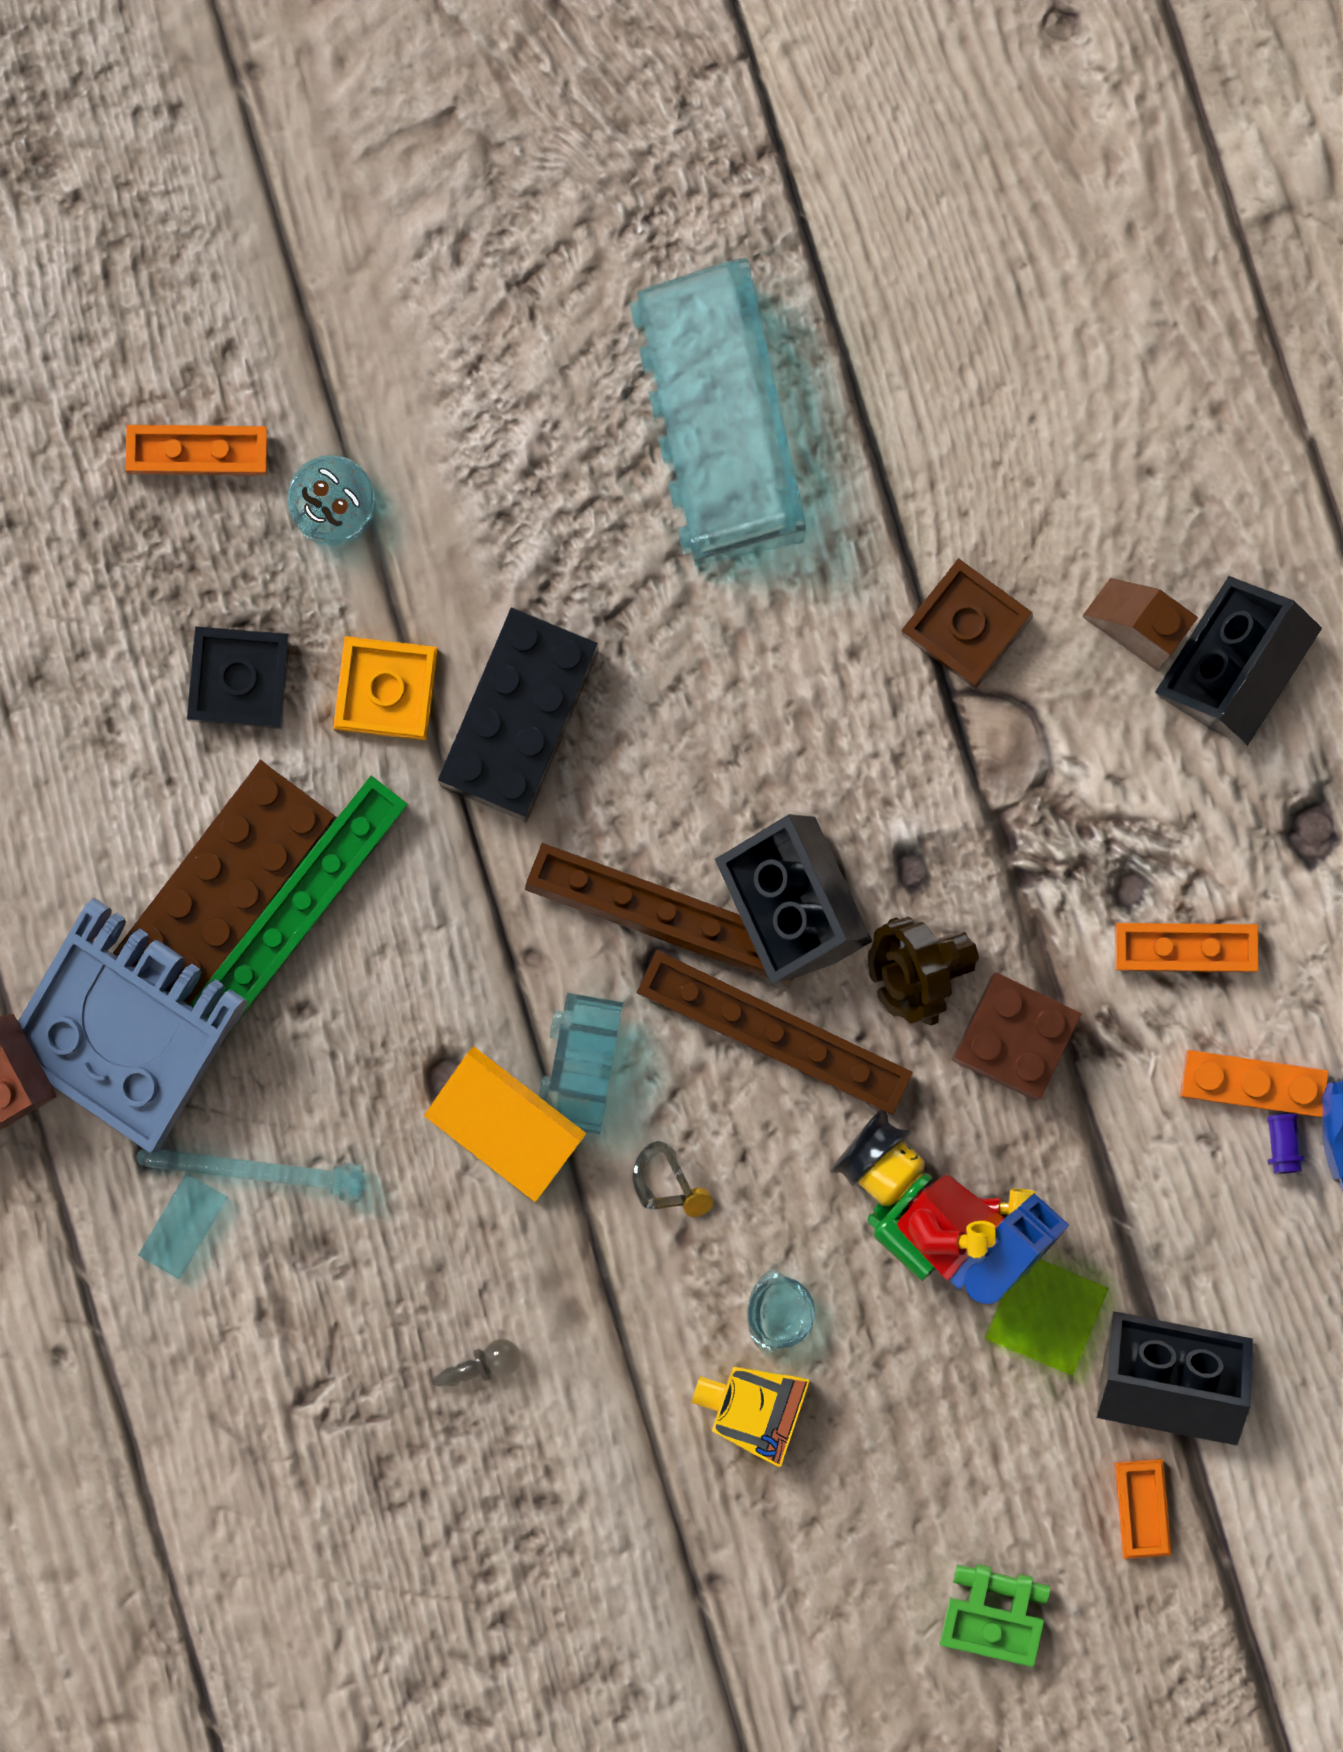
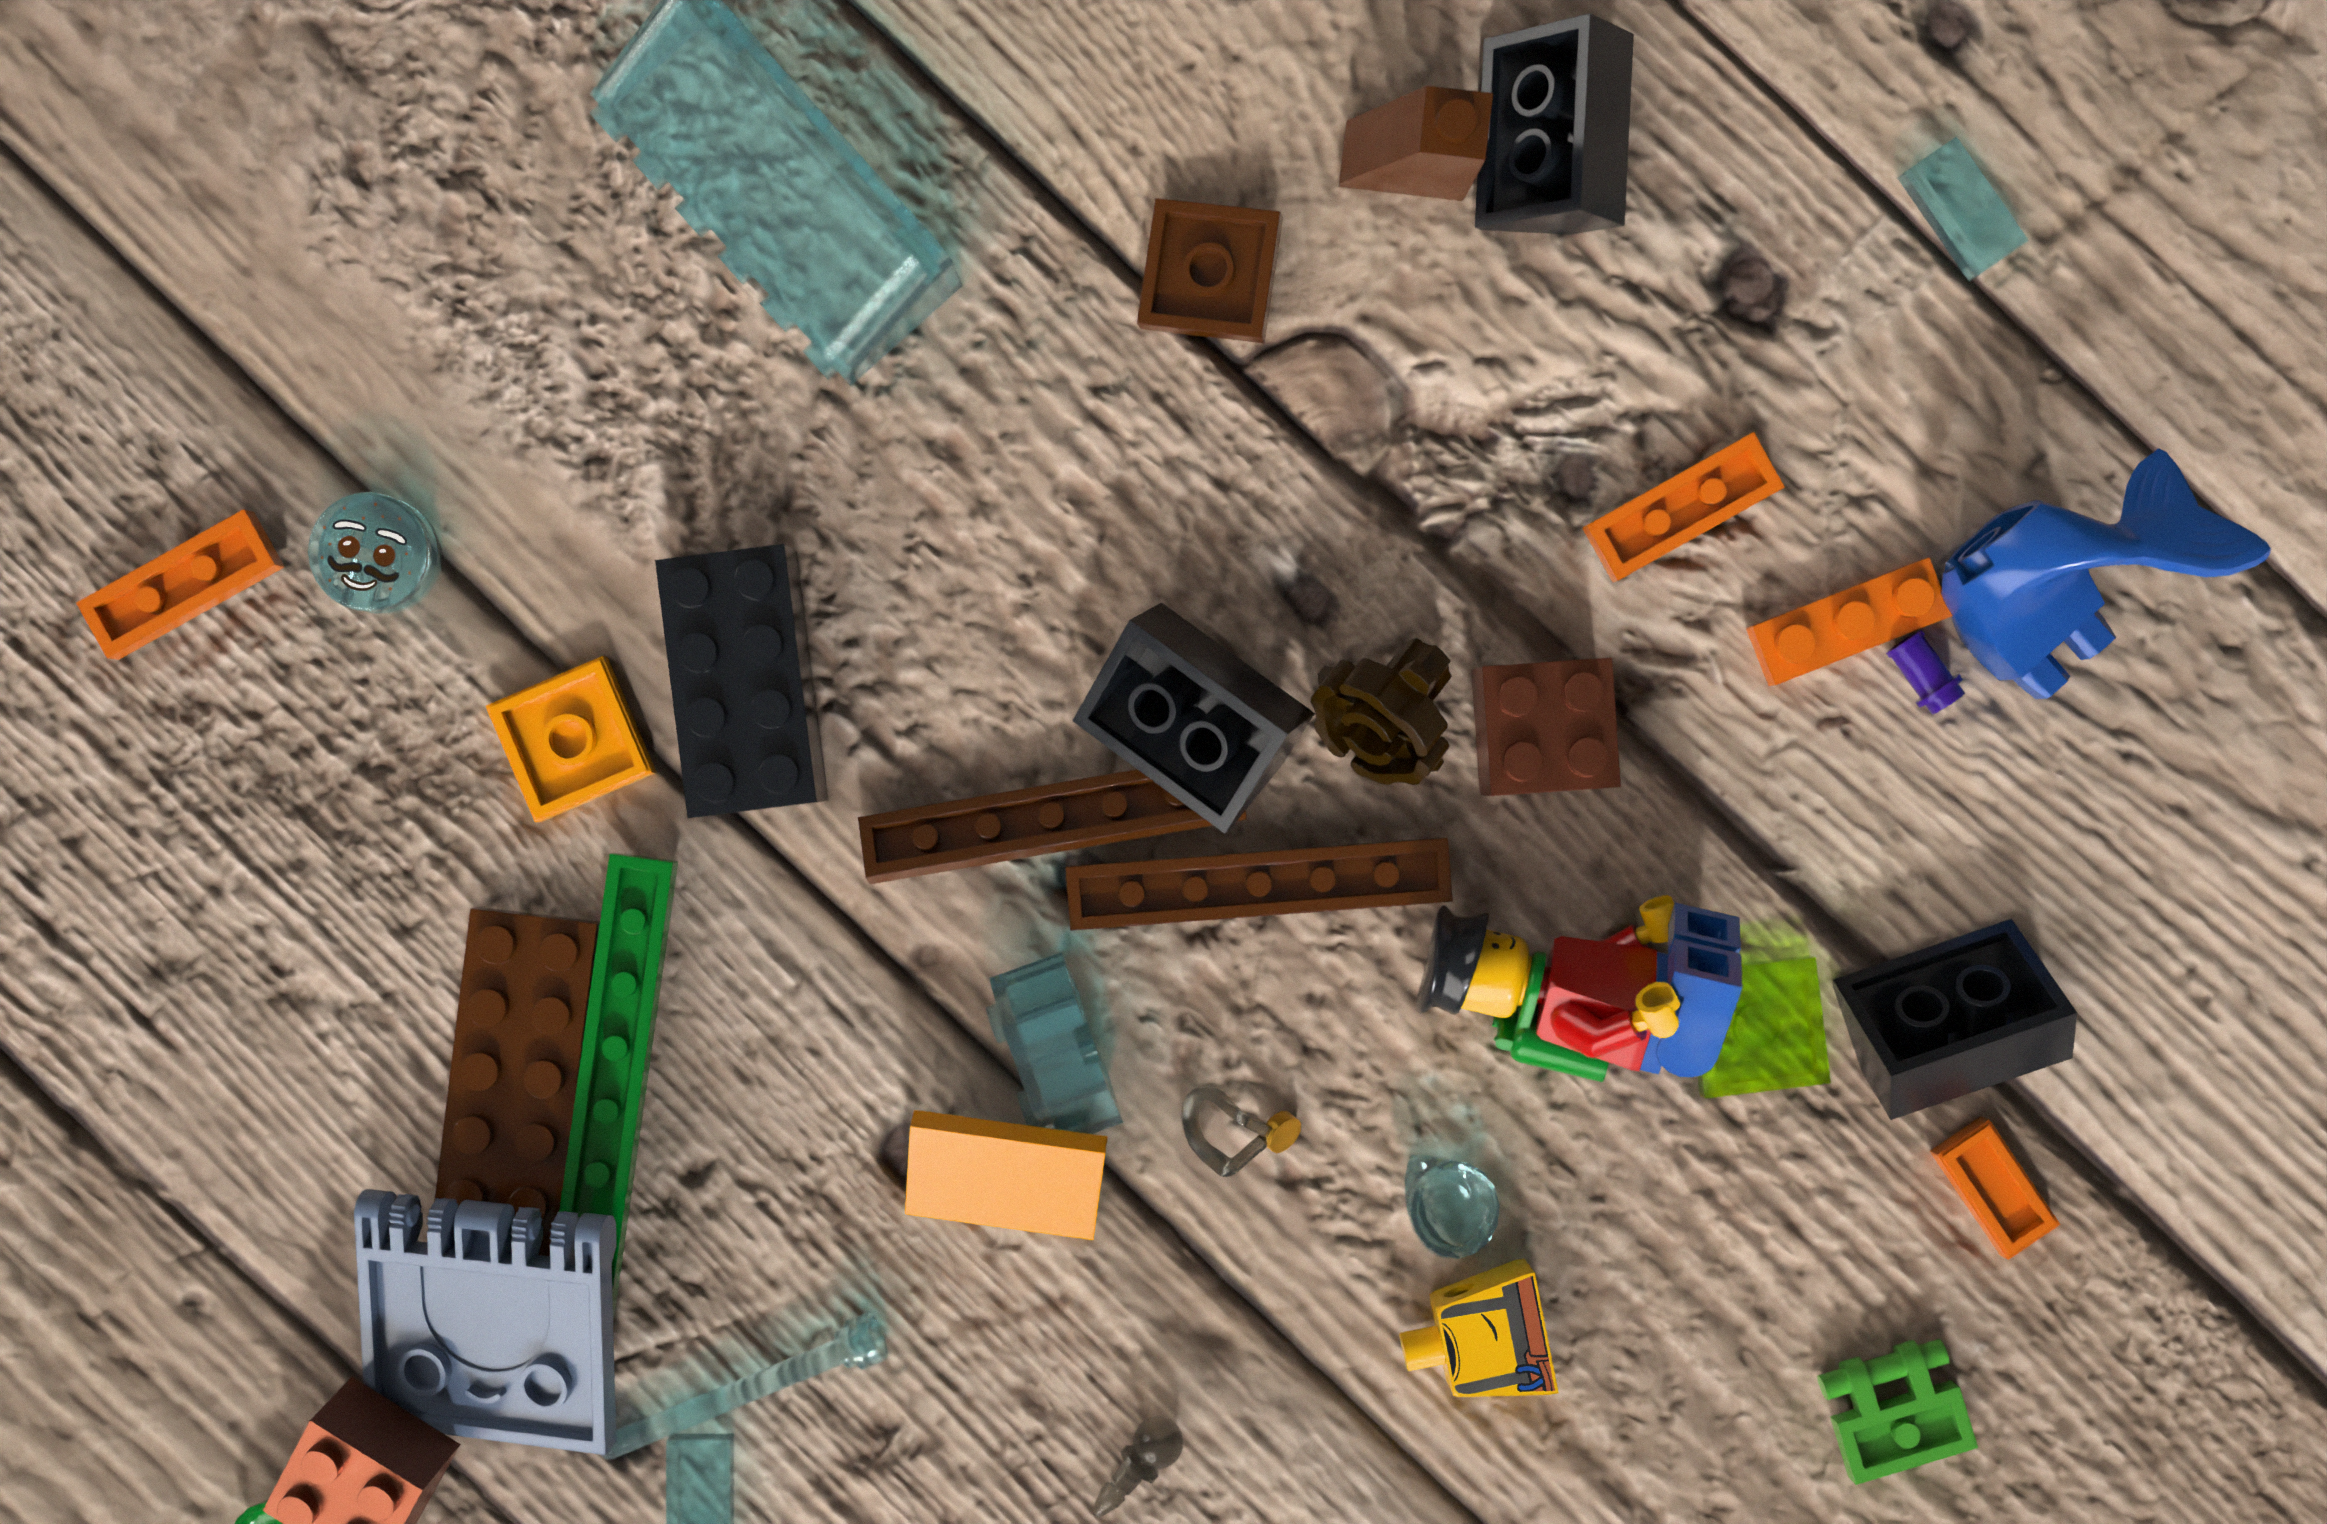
camera: 30 degrees left, 5 degrees up
(238, 677) = (387, 826): black plate -> none

